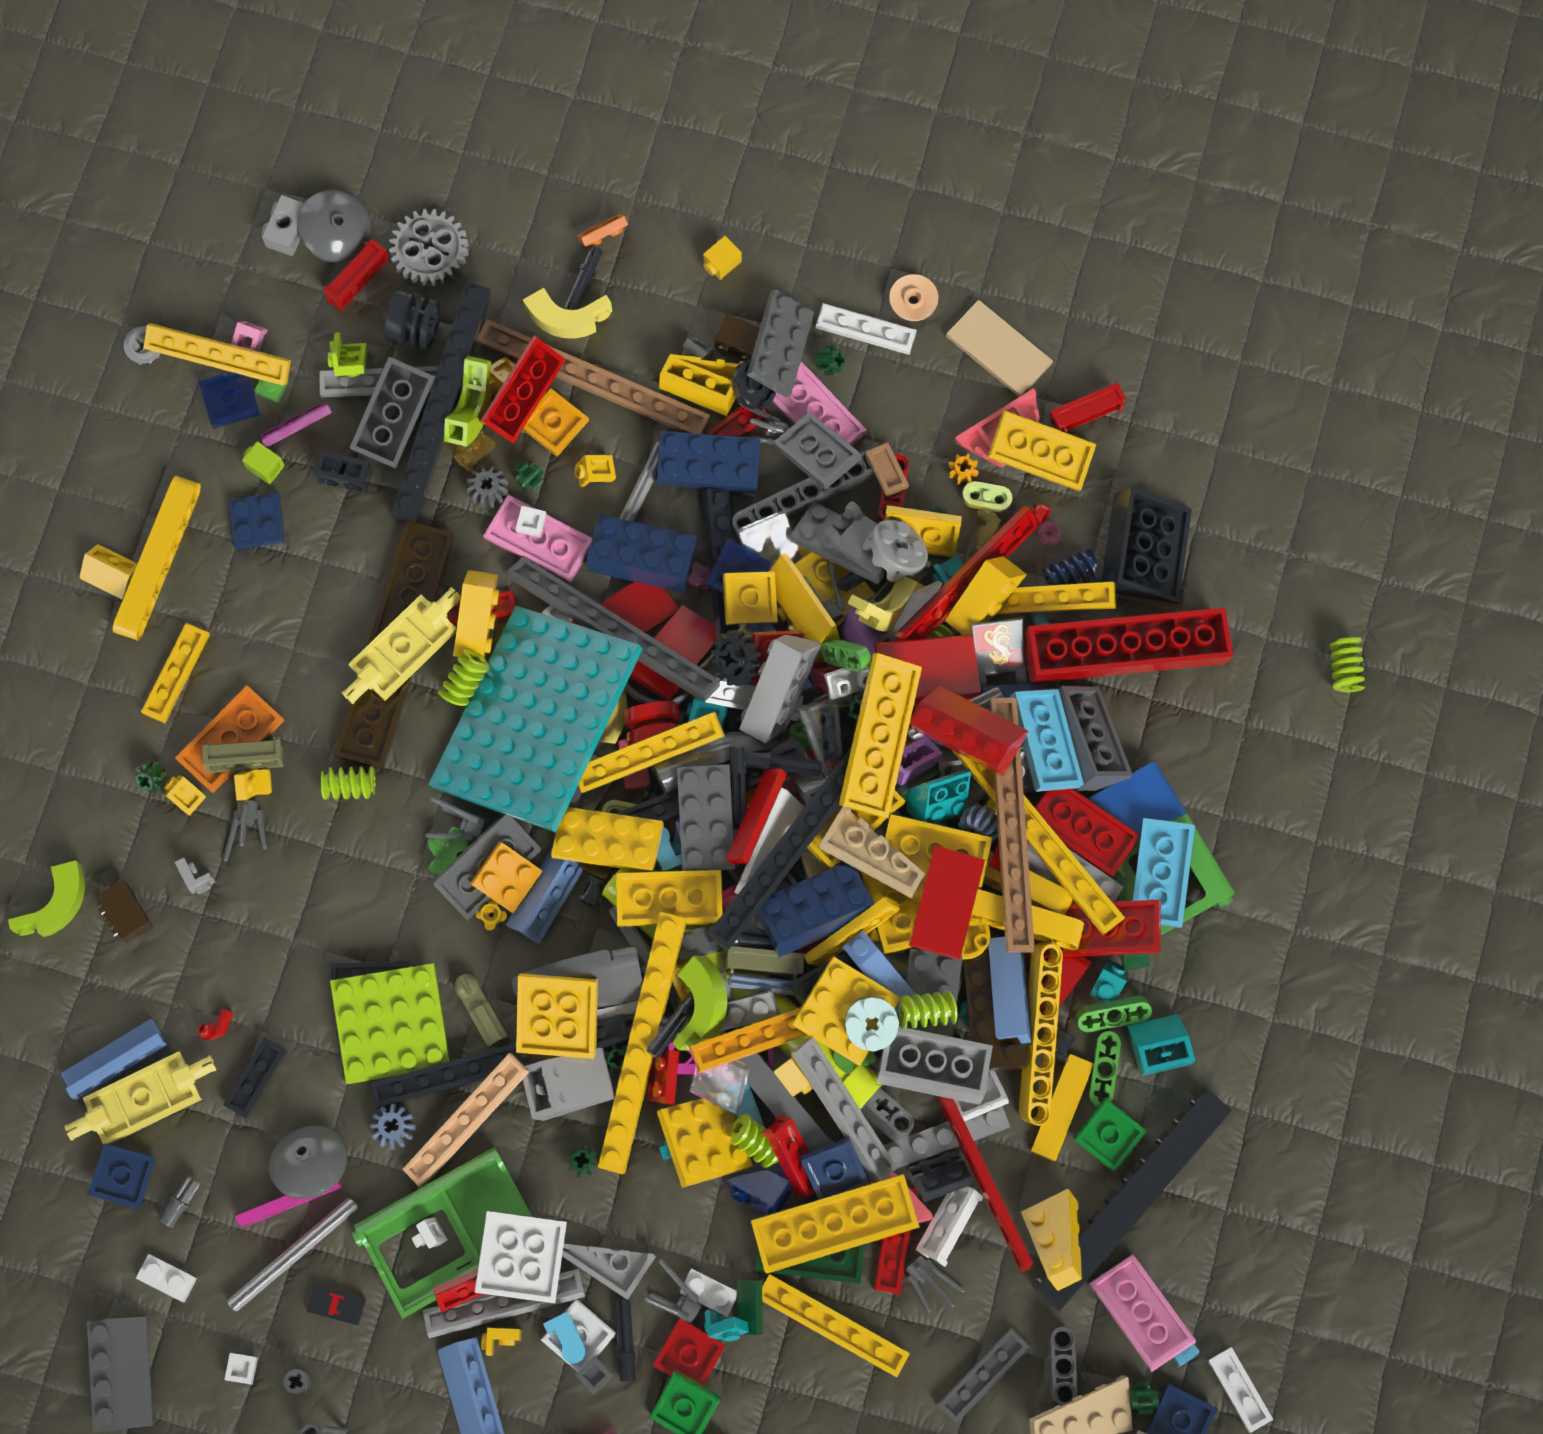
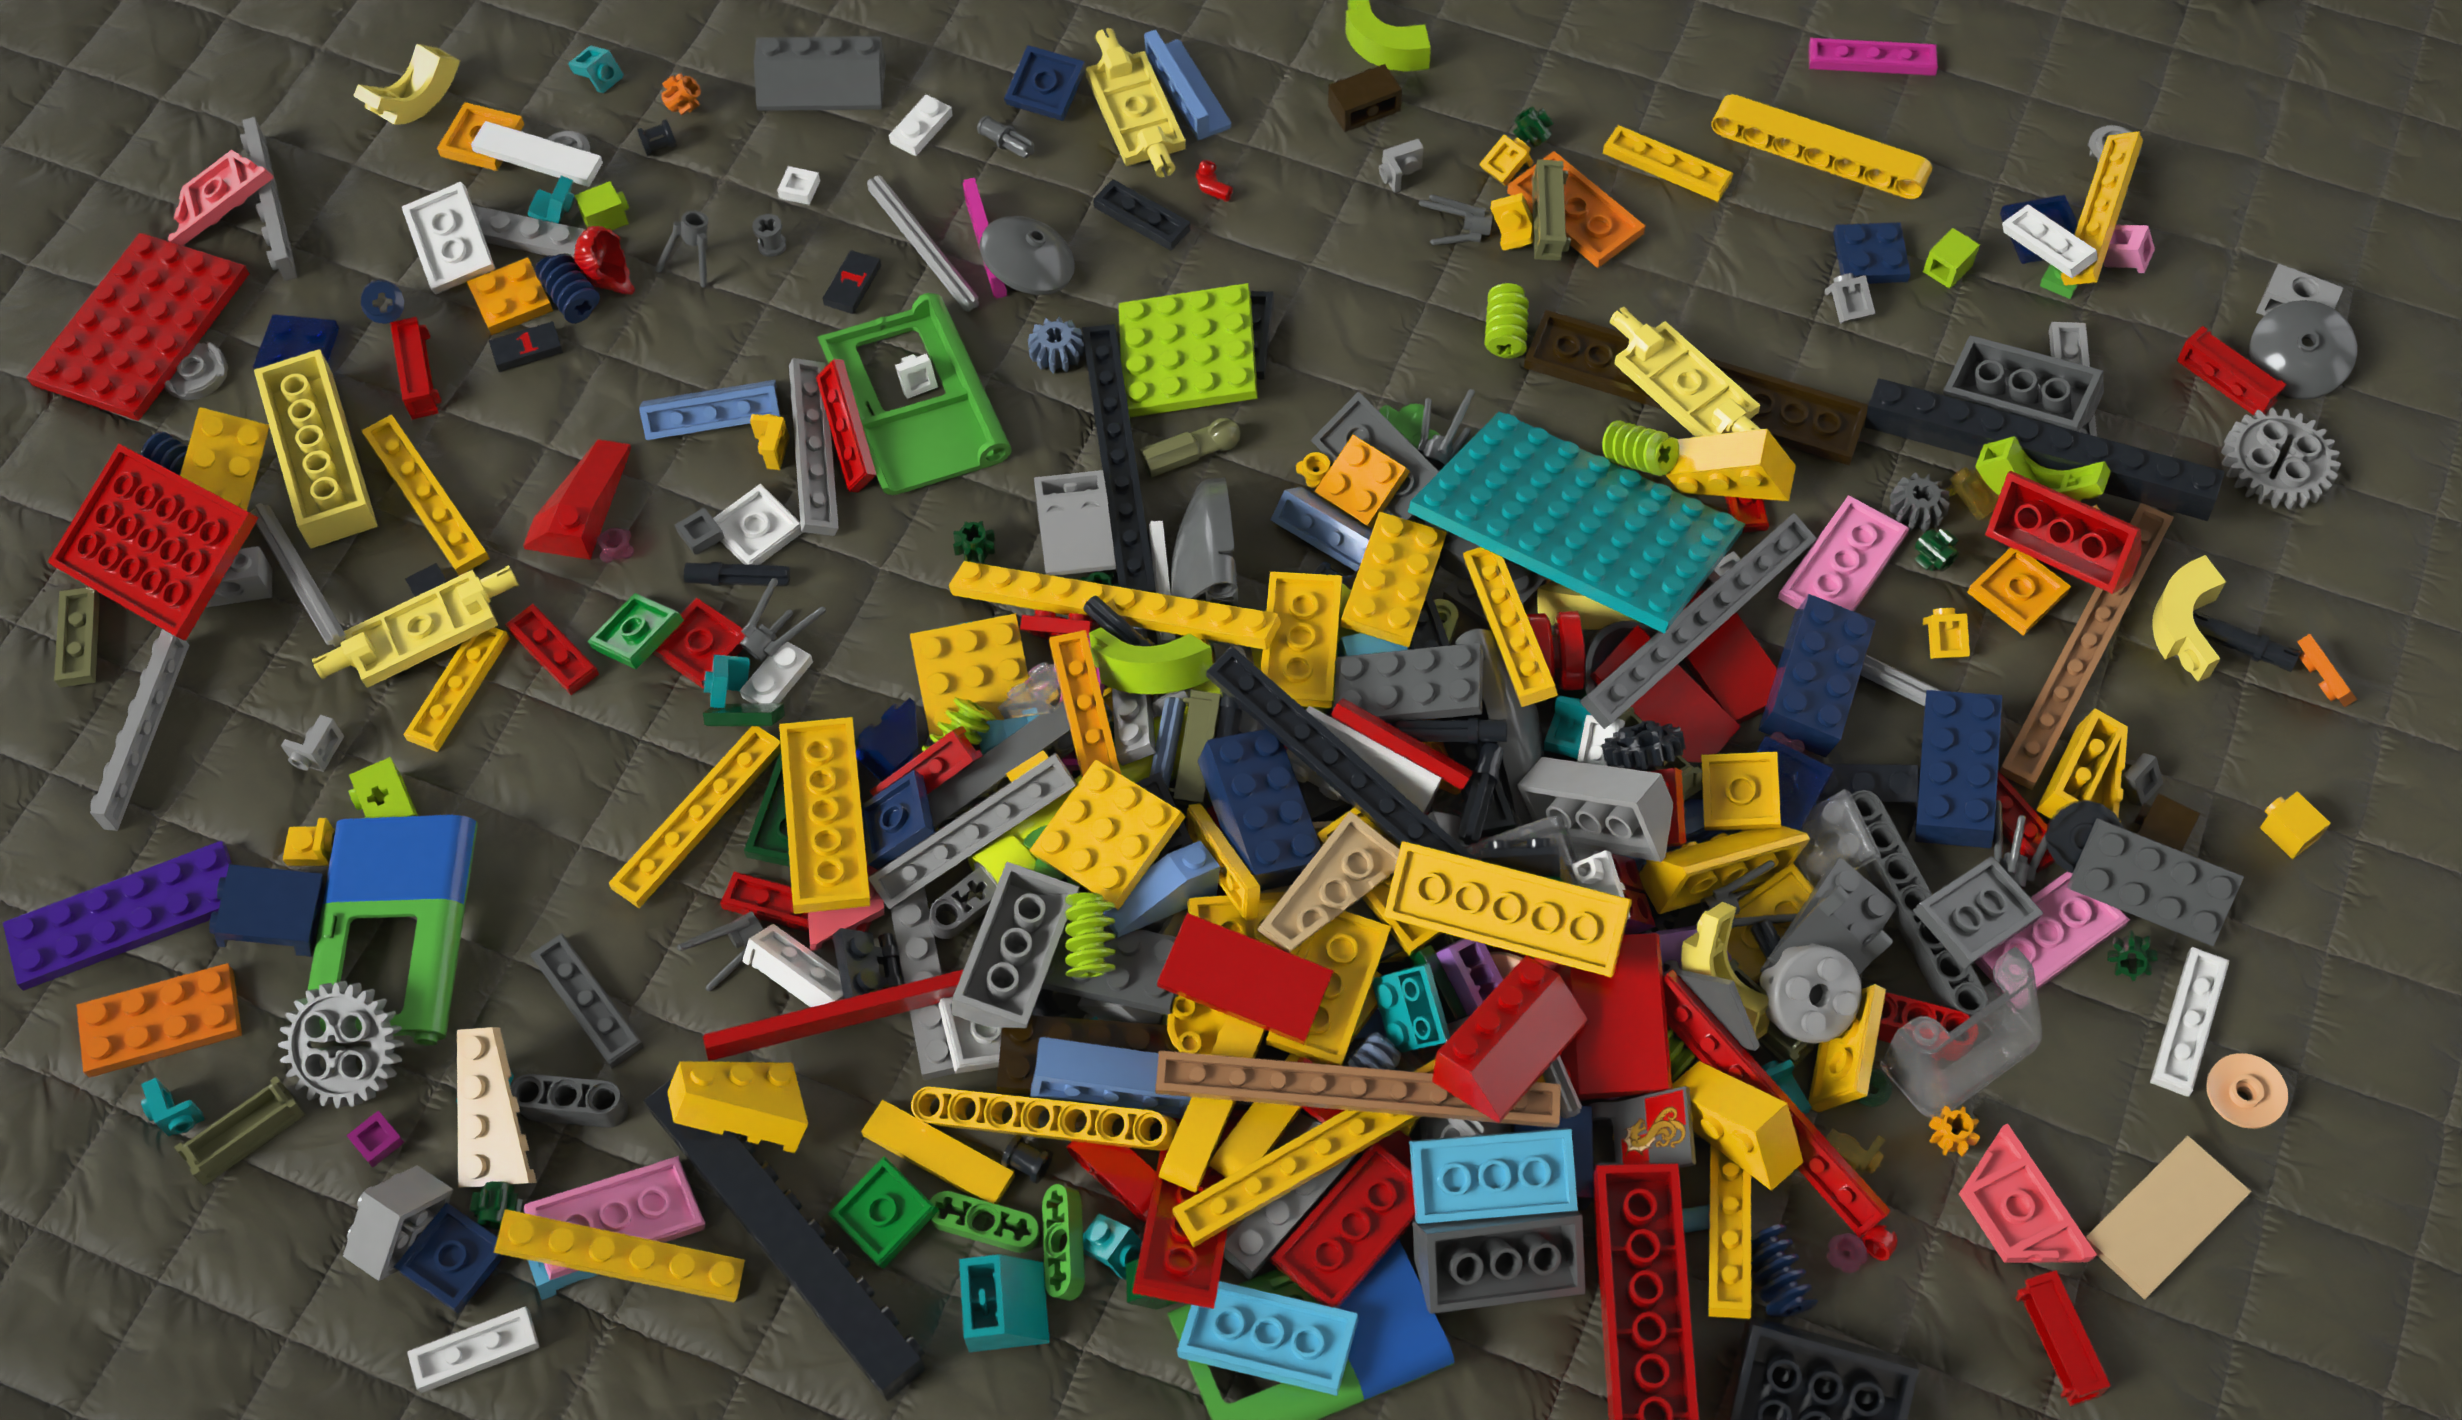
camera: 100 degrees right, 15 degrees down
(56, 520) = (1873, 56): none -> dark pink tile
(107, 570) = (1809, 95): yellow panel -> none
(256, 391) = (2050, 241): none -> white plate
(295, 424) = (2007, 294): magenta tile -> none
(304, 534) = (1851, 297): none -> light grey bracket
(343, 472) = (1938, 337): black brick -> none
(347, 358) = (2105, 346): lime bracket -> none
(408, 319) = (2166, 417): black wheel -> none
(465, 1120) = (1049, 416): light nougat tile -> none
(520, 1257) = (859, 450): white plate -> none
(531, 521) = (1866, 544): white plate -> none
(557, 1015) = (1159, 501): yellow plate -> none
(572, 1345) = (750, 504): medium azure leg -> none
(614, 1268) = (831, 567): light grey wing -> none
(846, 655) = (1638, 882): bright green beam -> none
(886, 469) = (1950, 1003): medium nougat tile -> none
(886, 1023) = (1072, 835): light aqua plate -> none
(928, 476) = (1951, 1067): none -> clear windscreen
(987, 495) = (1907, 1165): yellowish green plate -> none
(1041, 450) = (1986, 1252): yellow tile -> none
(1173, 1299) = (619, 1256): none -> yellow plate

